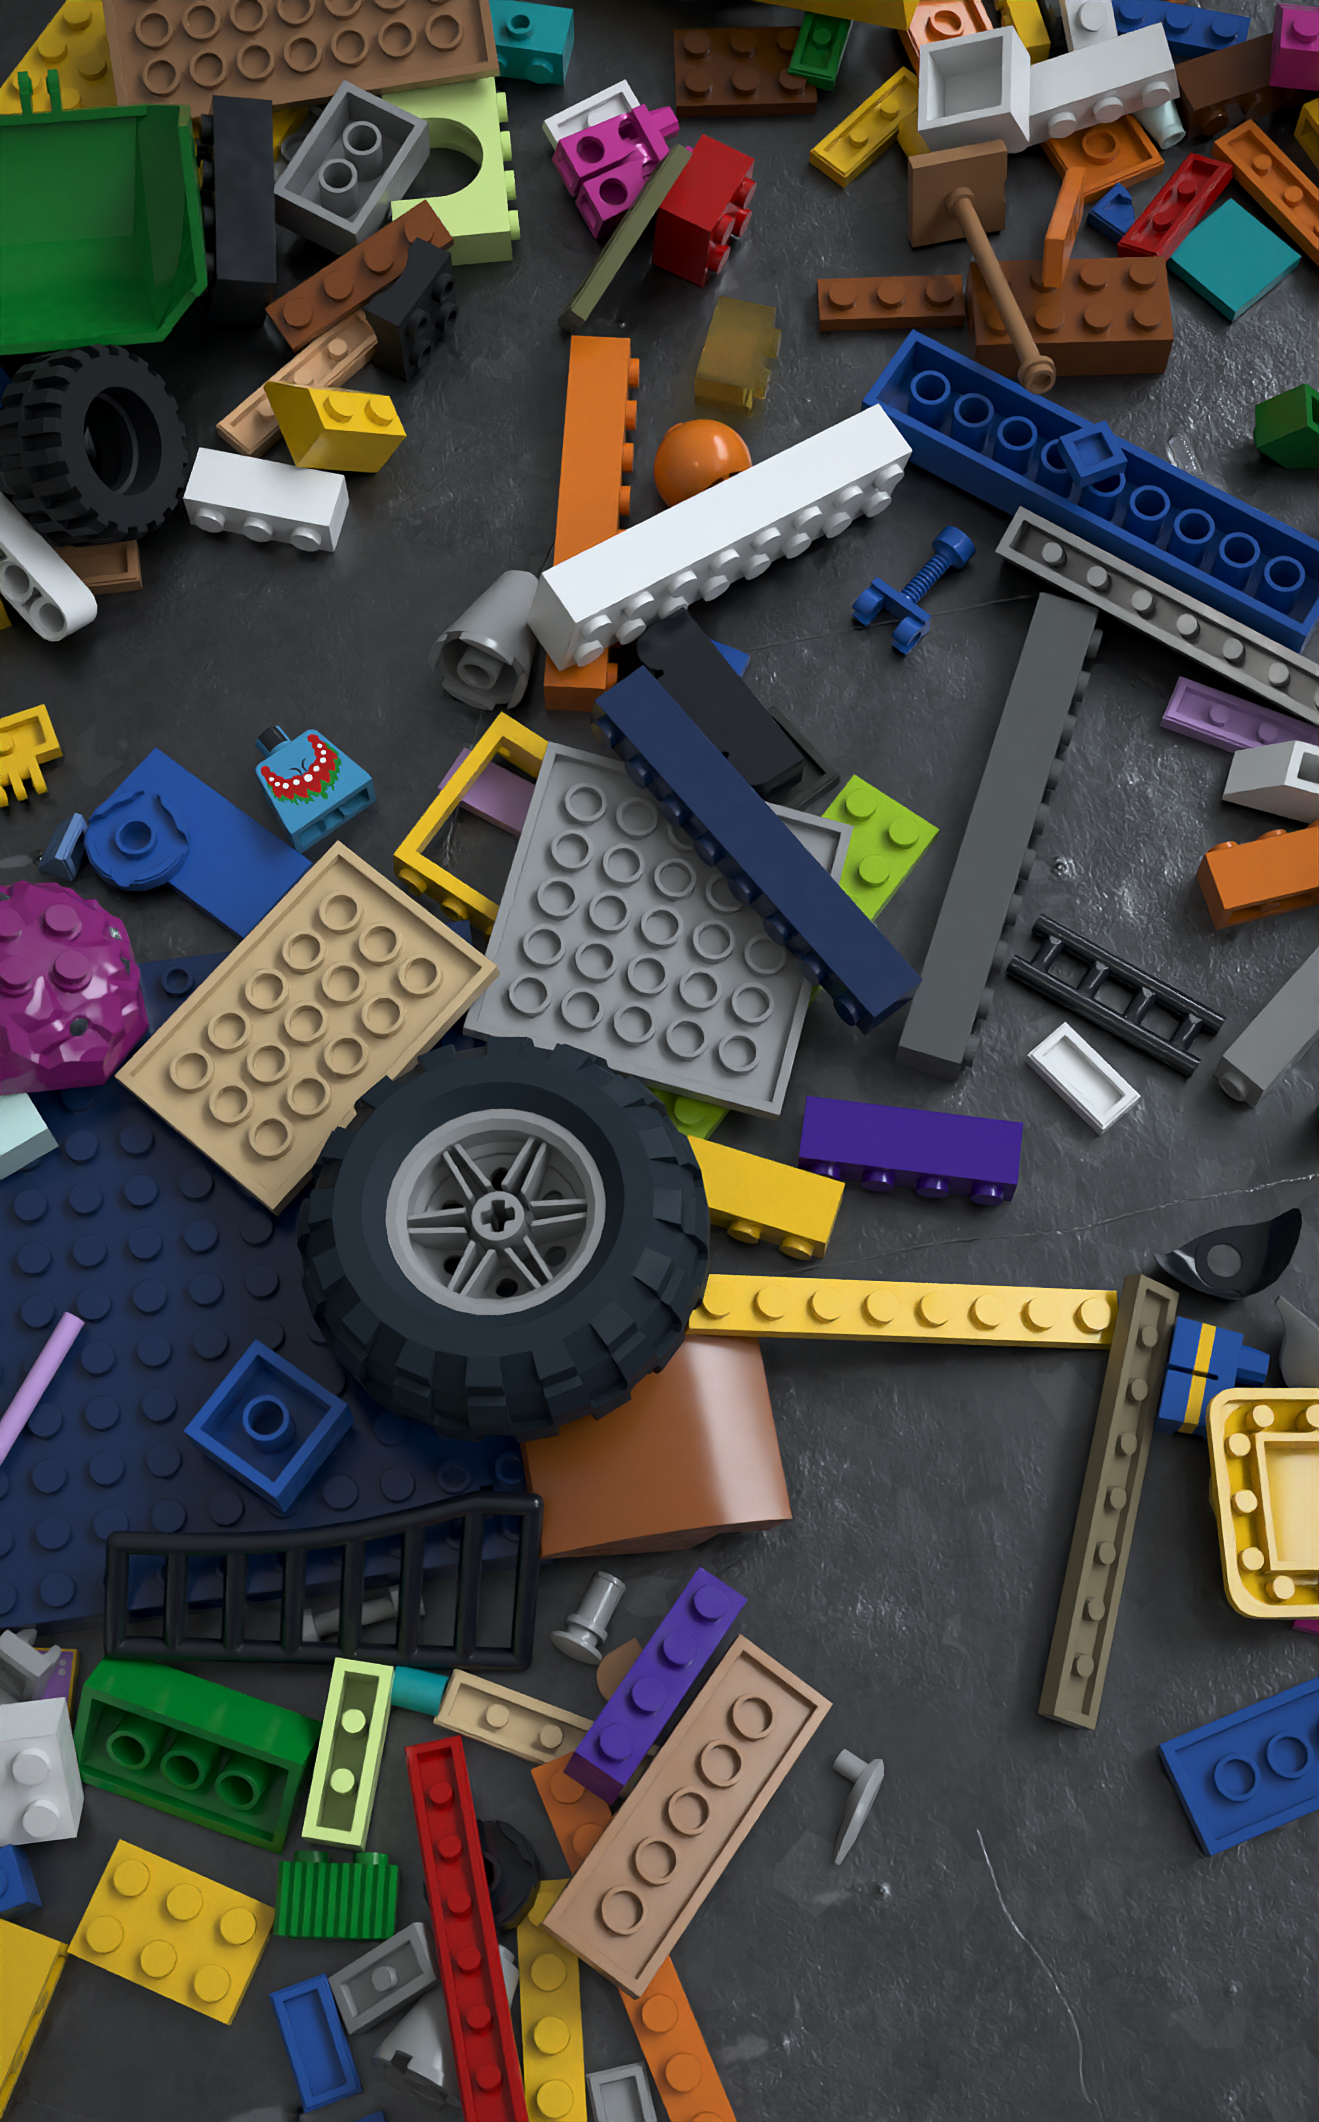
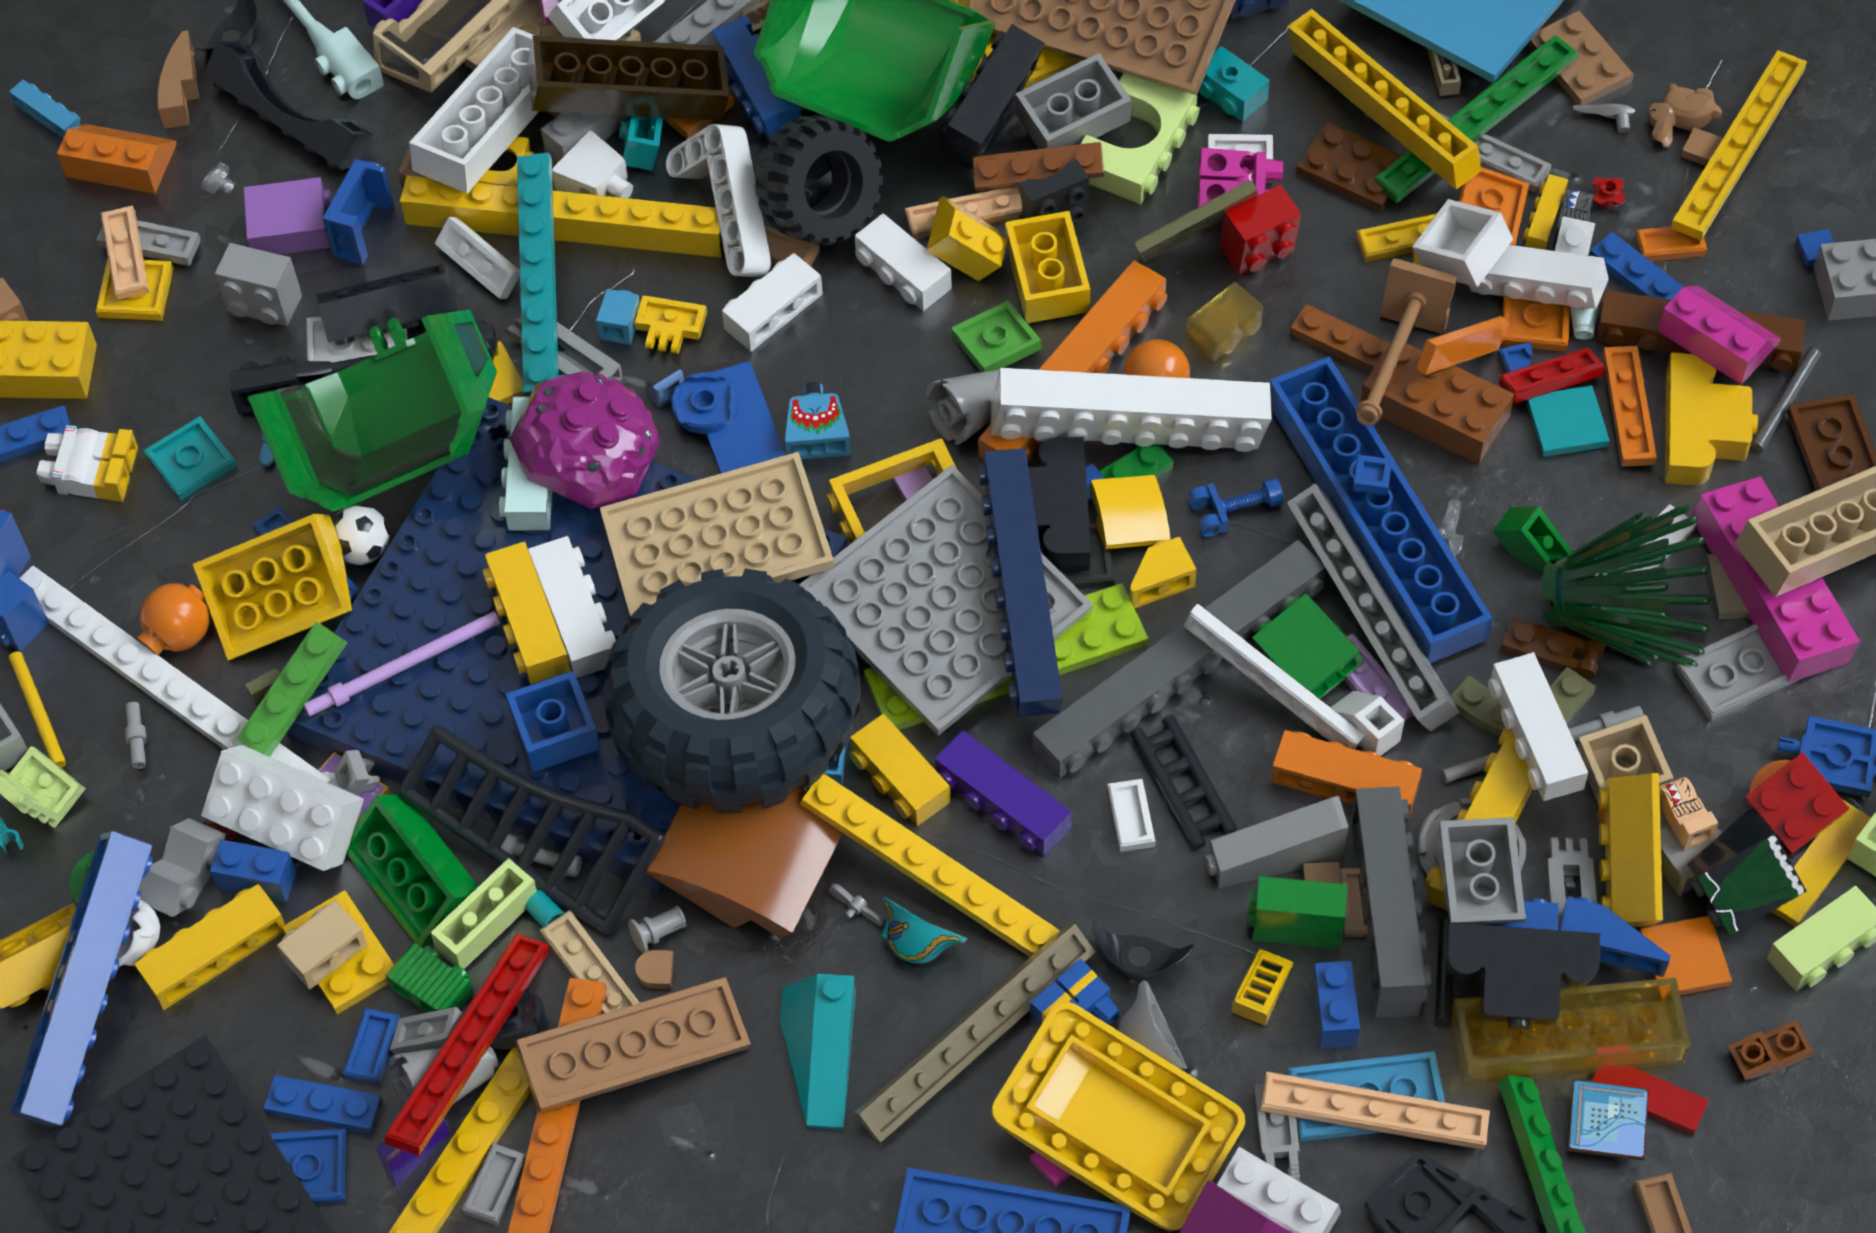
camera: 35 degrees right, 10 degrees down
(116, 1287) = (527, 613): none -> yellow brick
(128, 649) = (772, 302): none -> white brick
(151, 1950) = (321, 944): none -> tan brick
(175, 1240) = (572, 605): none -> white brick
(460, 536) = (996, 338): none -> bright green plate
(465, 404) = (1047, 267): none -> yellow brick
(654, 1686) = (661, 971): dark purple brick -> none
(761, 613) = (1140, 462): none -> green plate
(800, 674) = (1129, 511): none -> yellow slope
(826, 1418) = (855, 904): none -> light grey piece
(860, 1800) = (737, 1097): light grey bar -> none
(896, 728) = (1163, 572): none -> yellow slope
(912, 1634) = (818, 1039): none -> teal wedge
(939, 1417) = (913, 937): none -> teal hat
(1143, 794) = (1271, 678): none -> white tile
(1149, 729) = (1308, 646): none -> green brick

